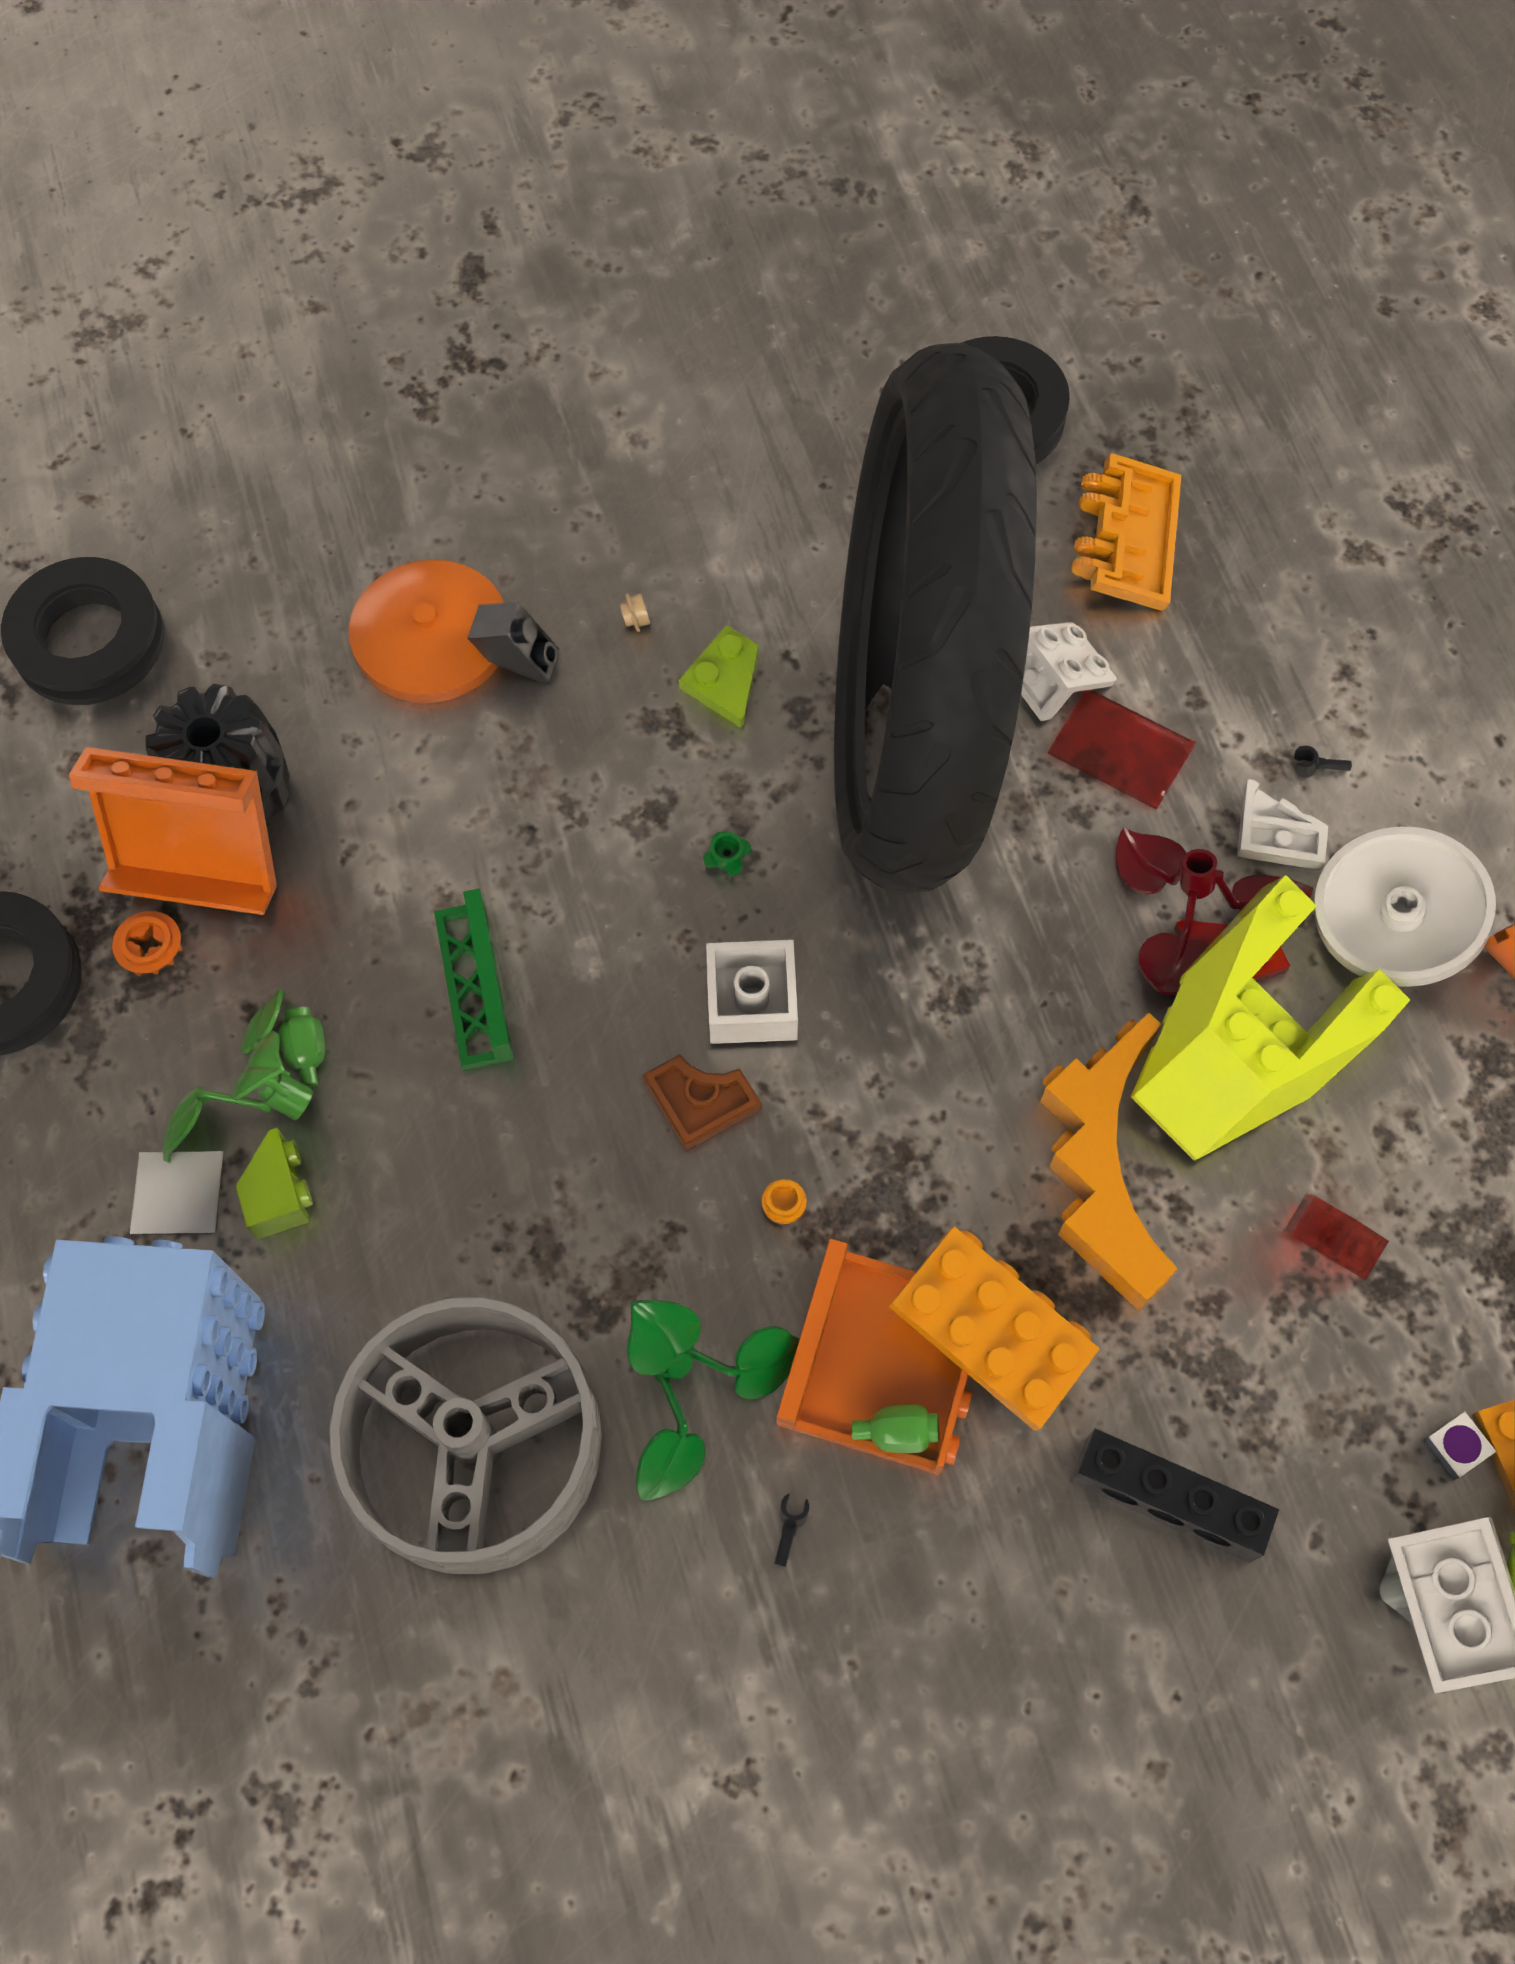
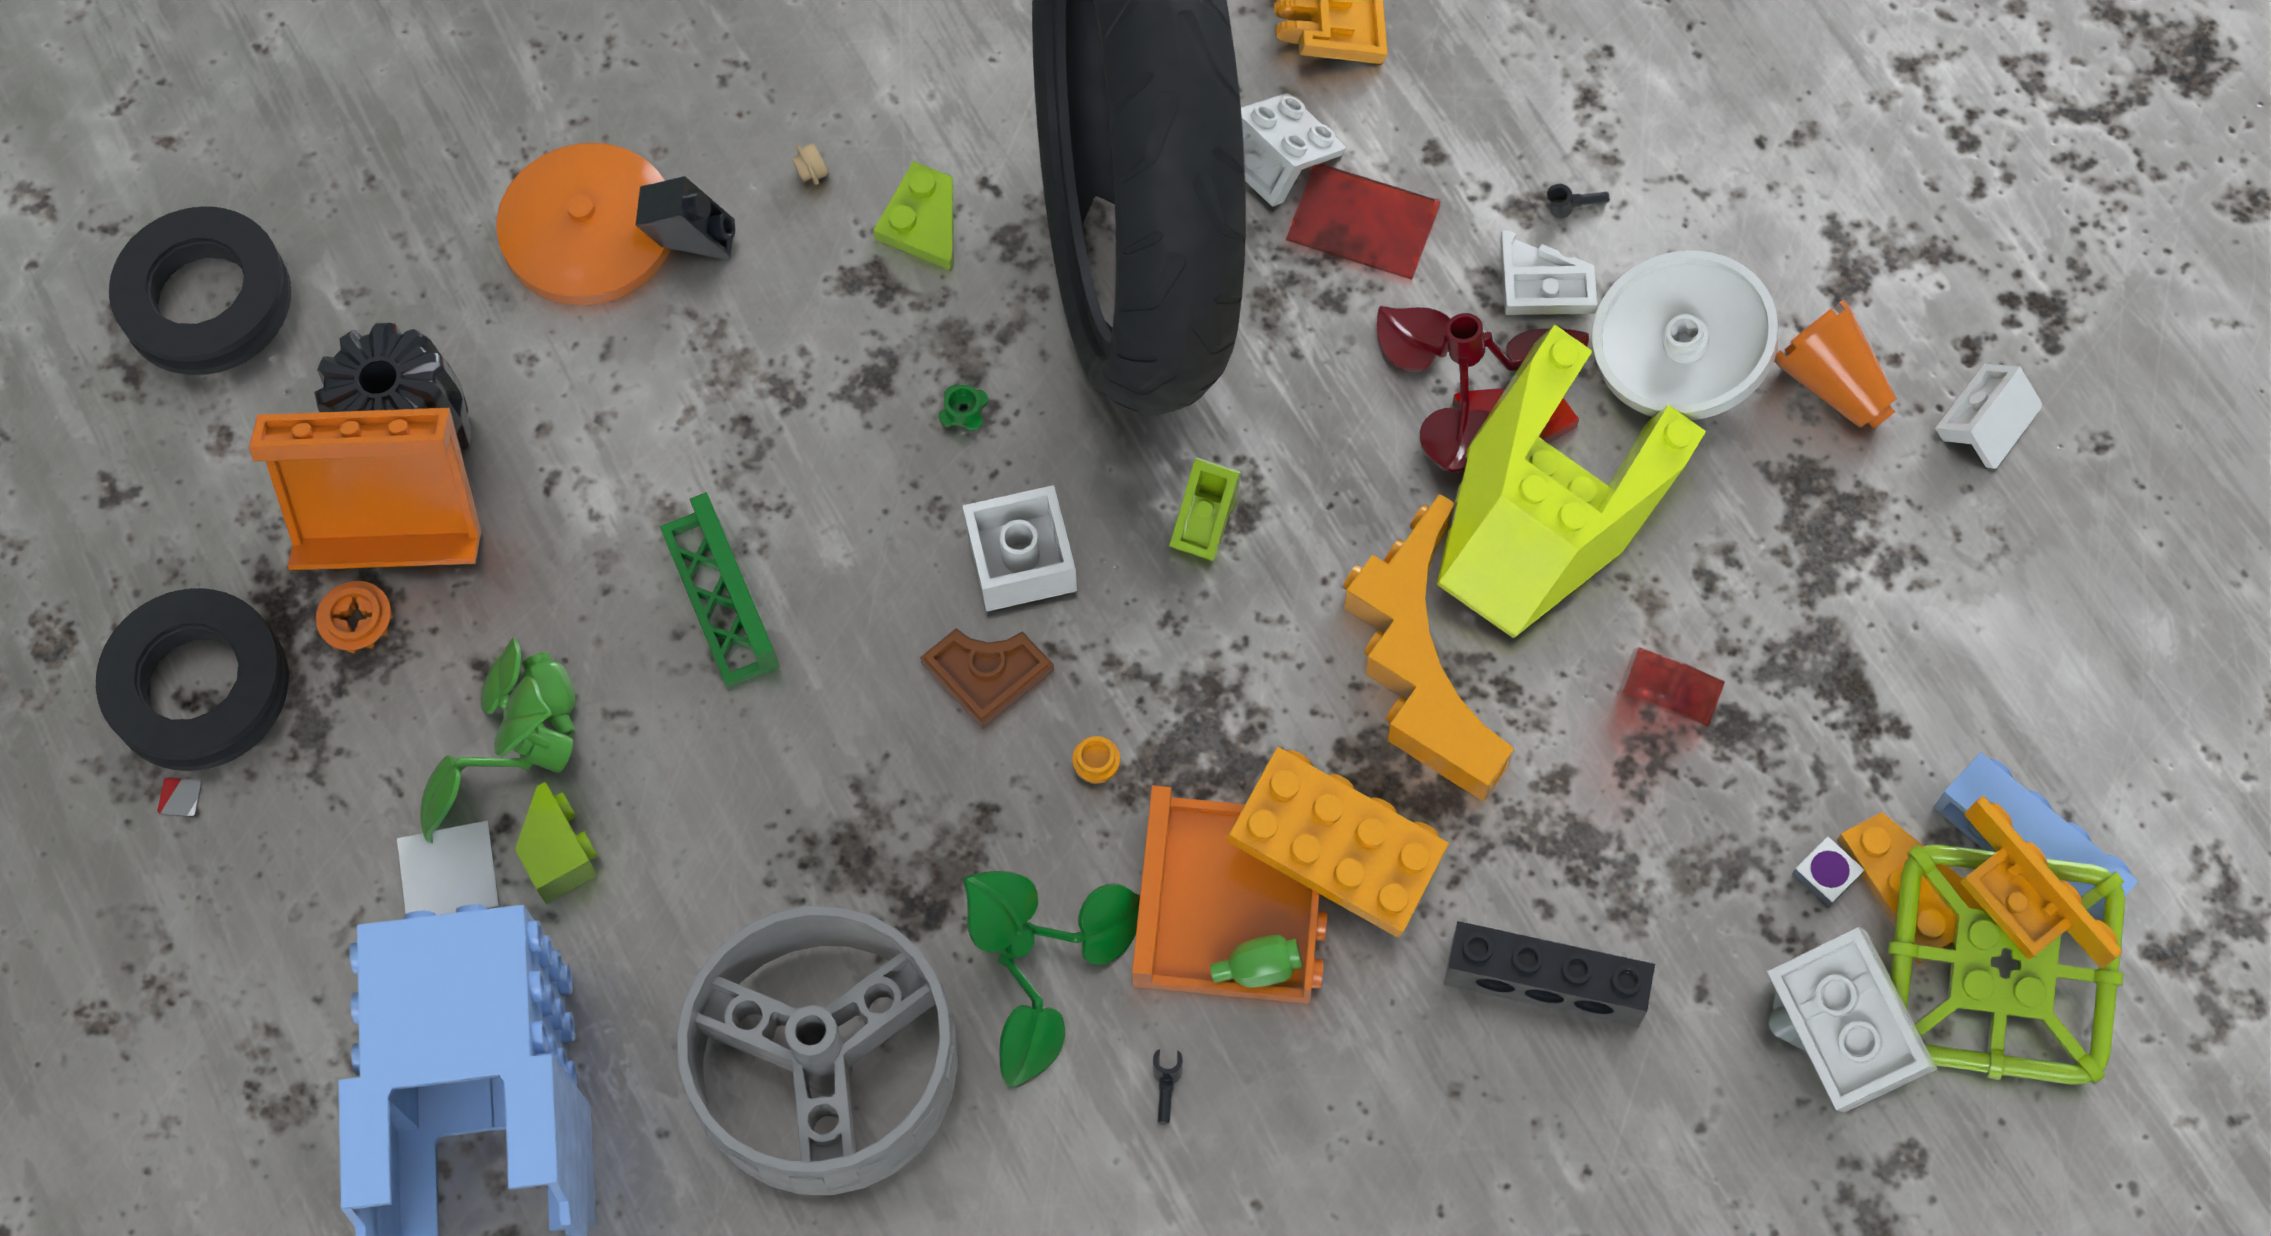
camera: 10 degrees left, 0 degrees up
(929, 986) = (1205, 509): none -> lime slope

